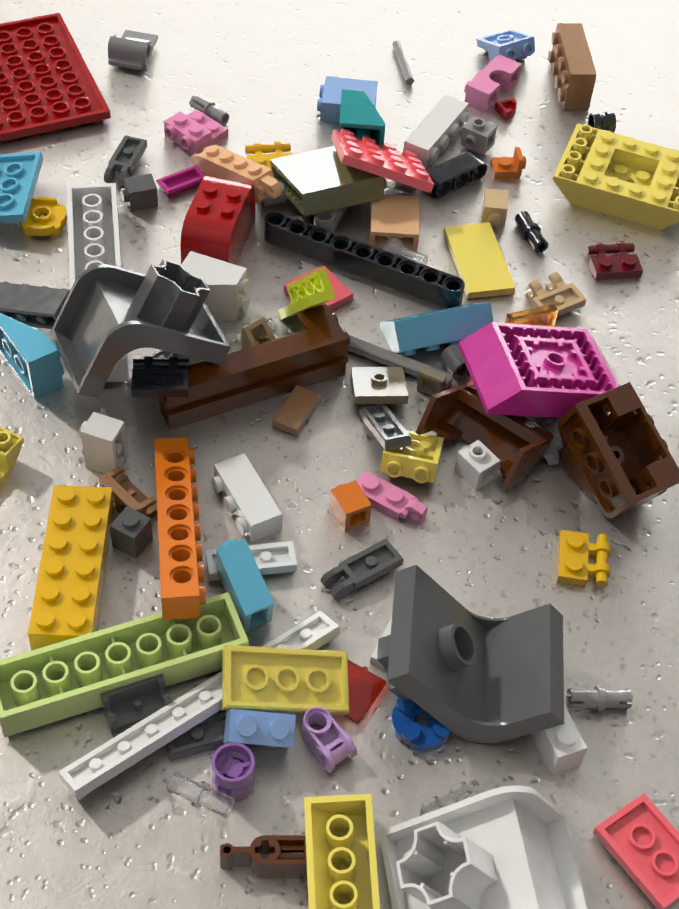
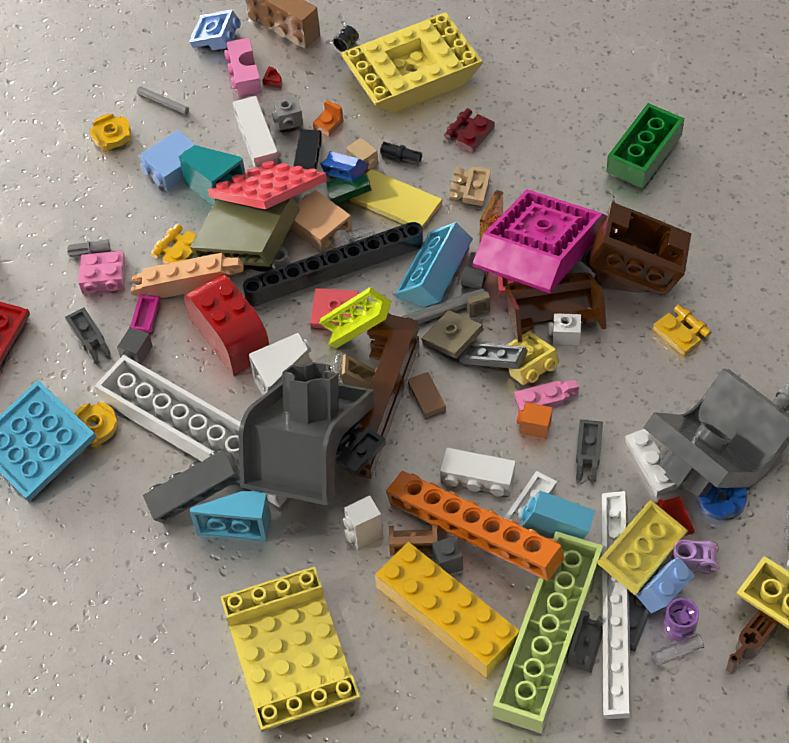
camera: 40 degrees left, 5 degrees up
(340, 59) = (108, 141): none -> yellow plate
(450, 217) = (342, 190): none -> dark green slope
(465, 200) = (343, 166): none -> blue piece

